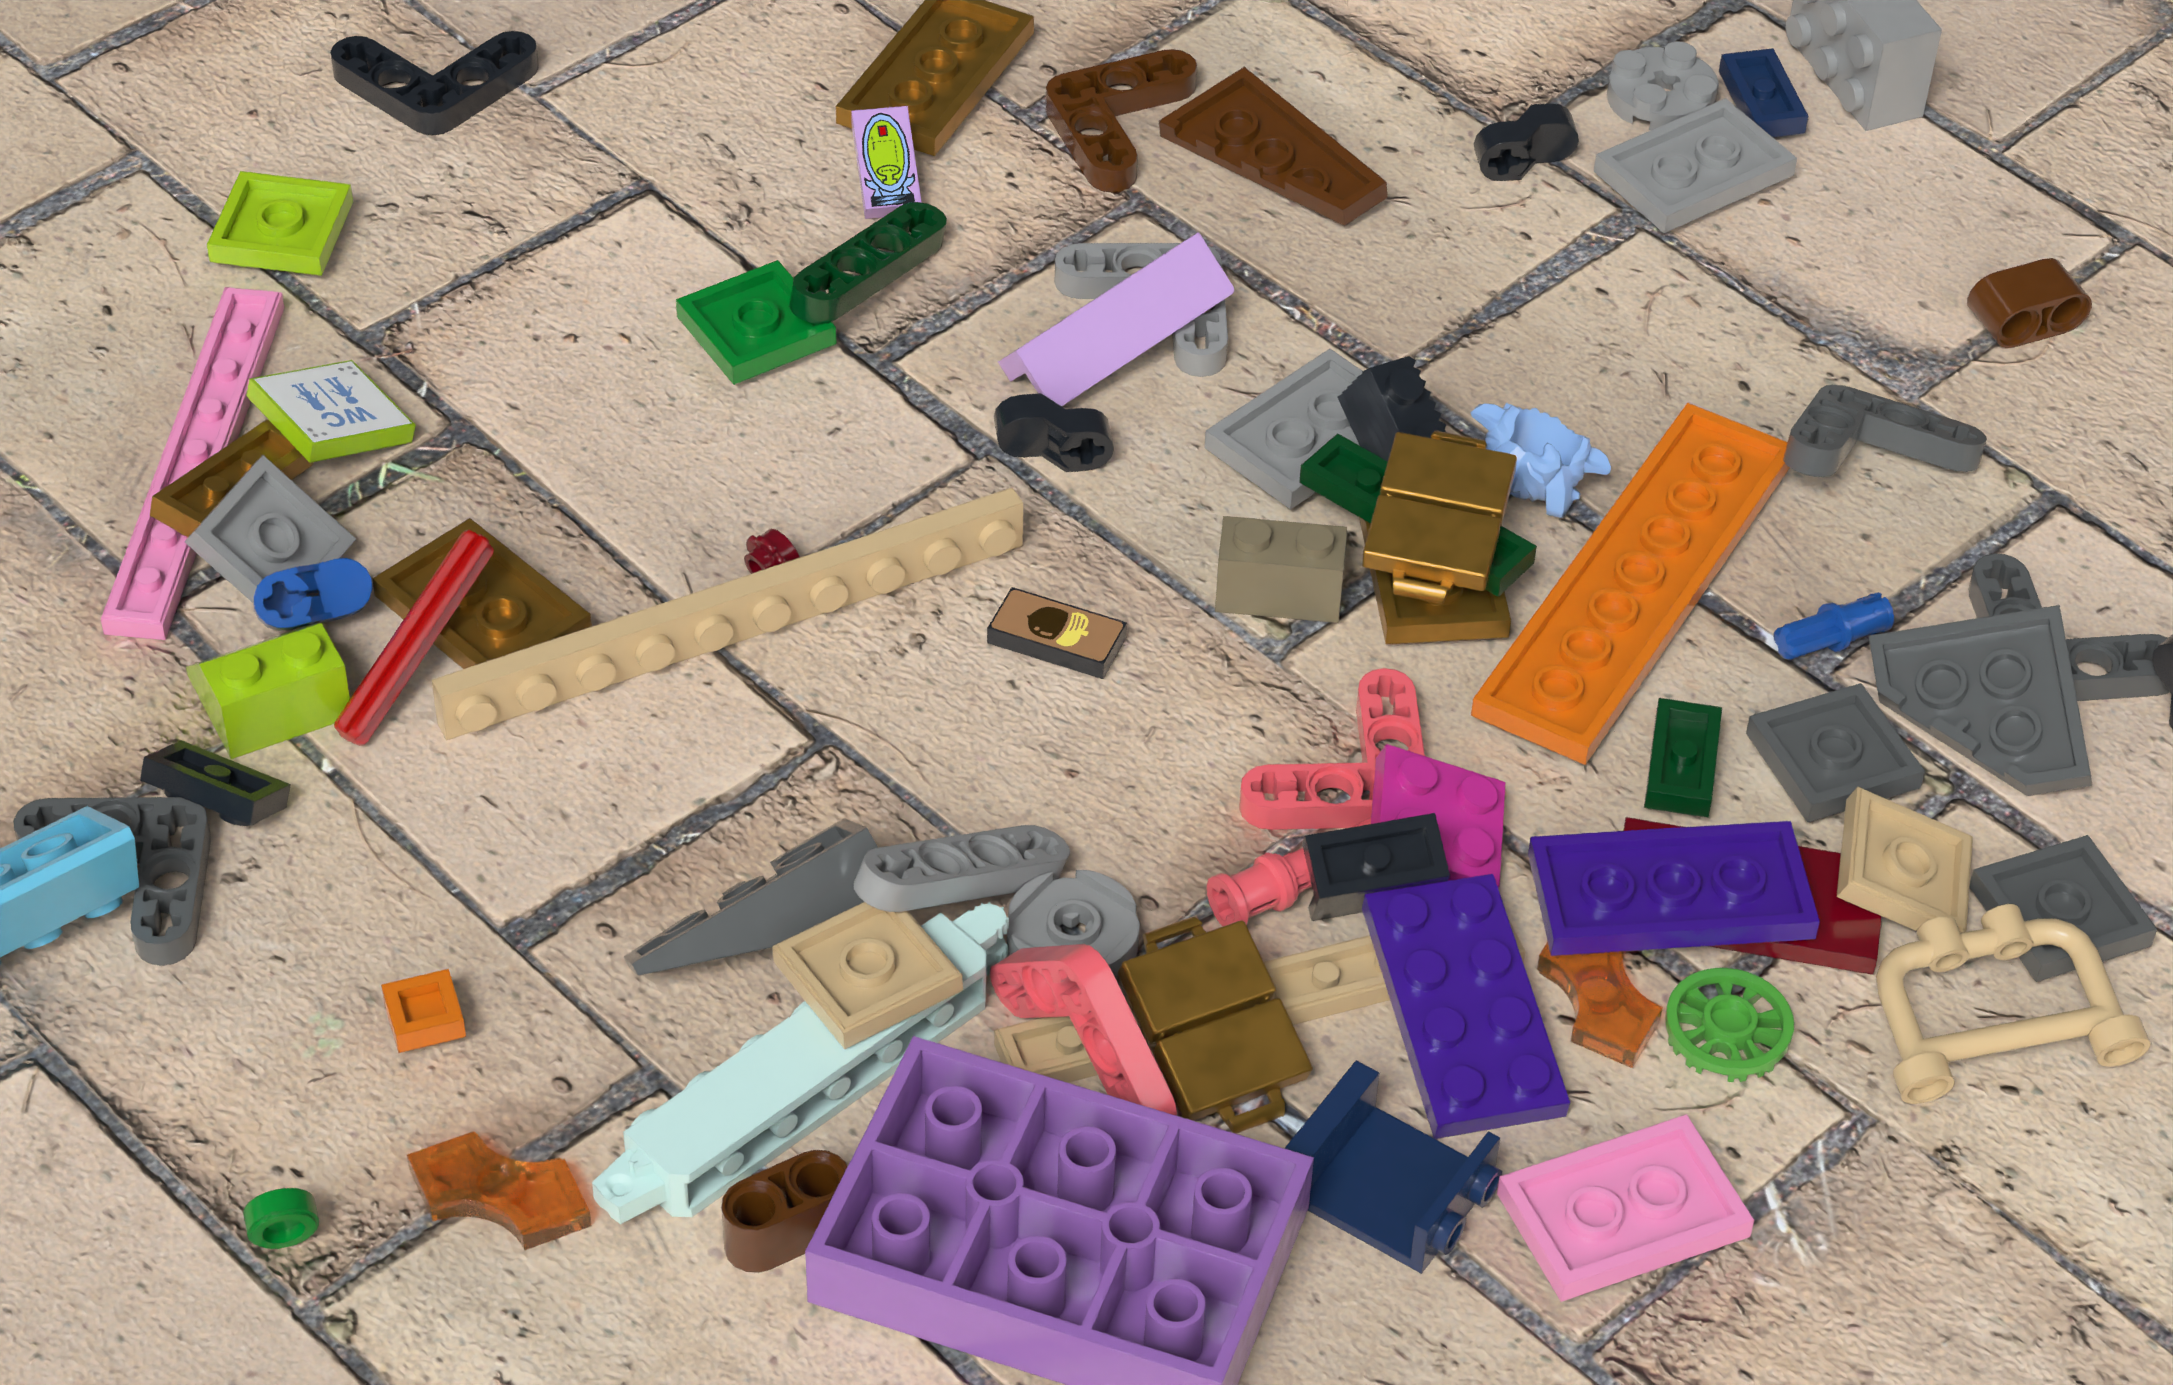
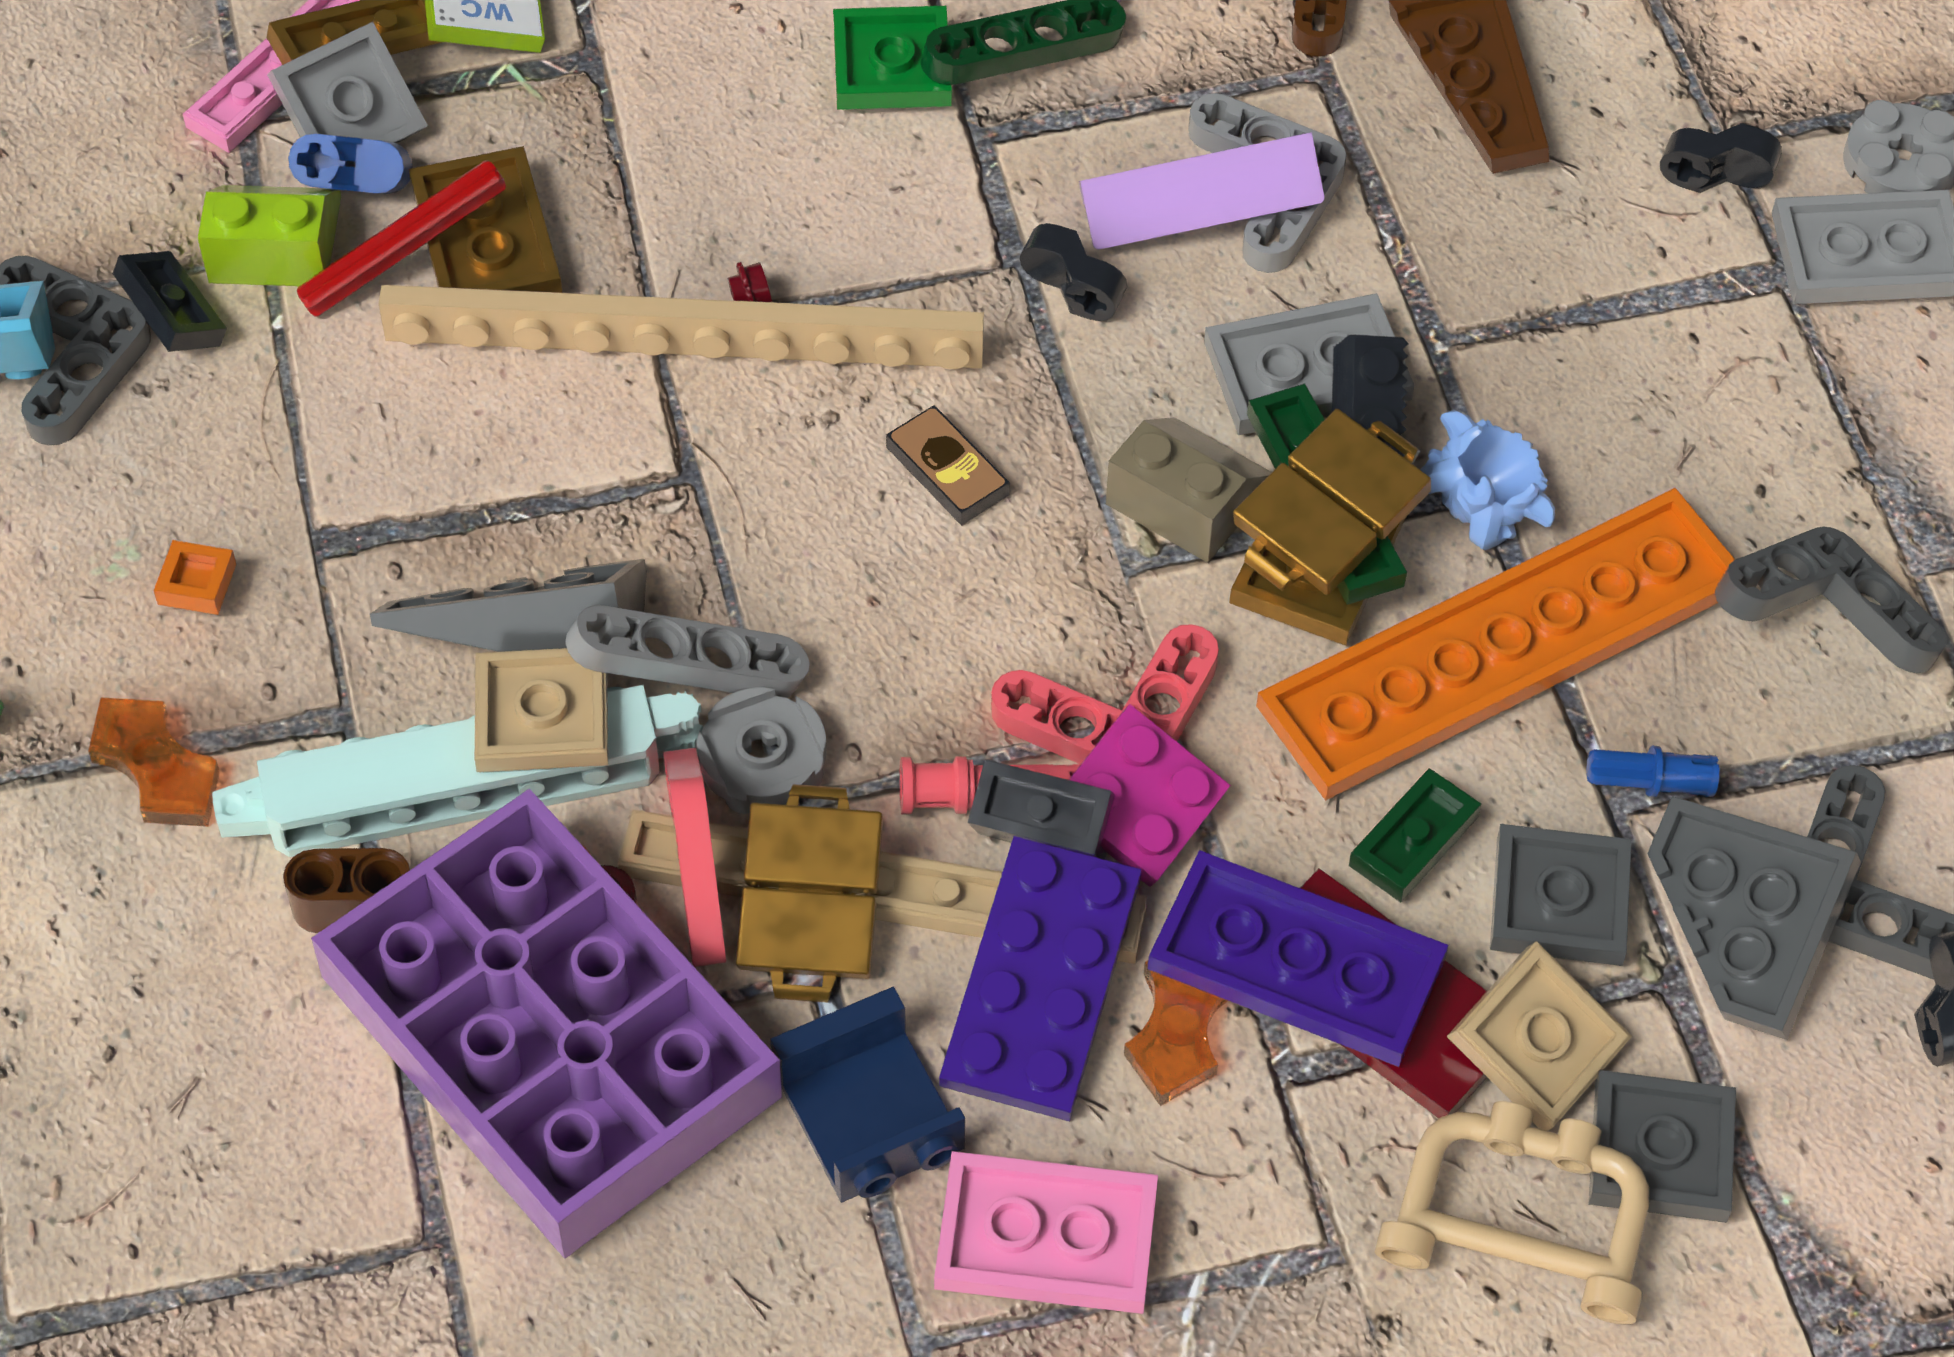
camera: 30 degrees right, 10 degrees up
(1728, 1023) = (1272, 1106): bright green wheel -> none

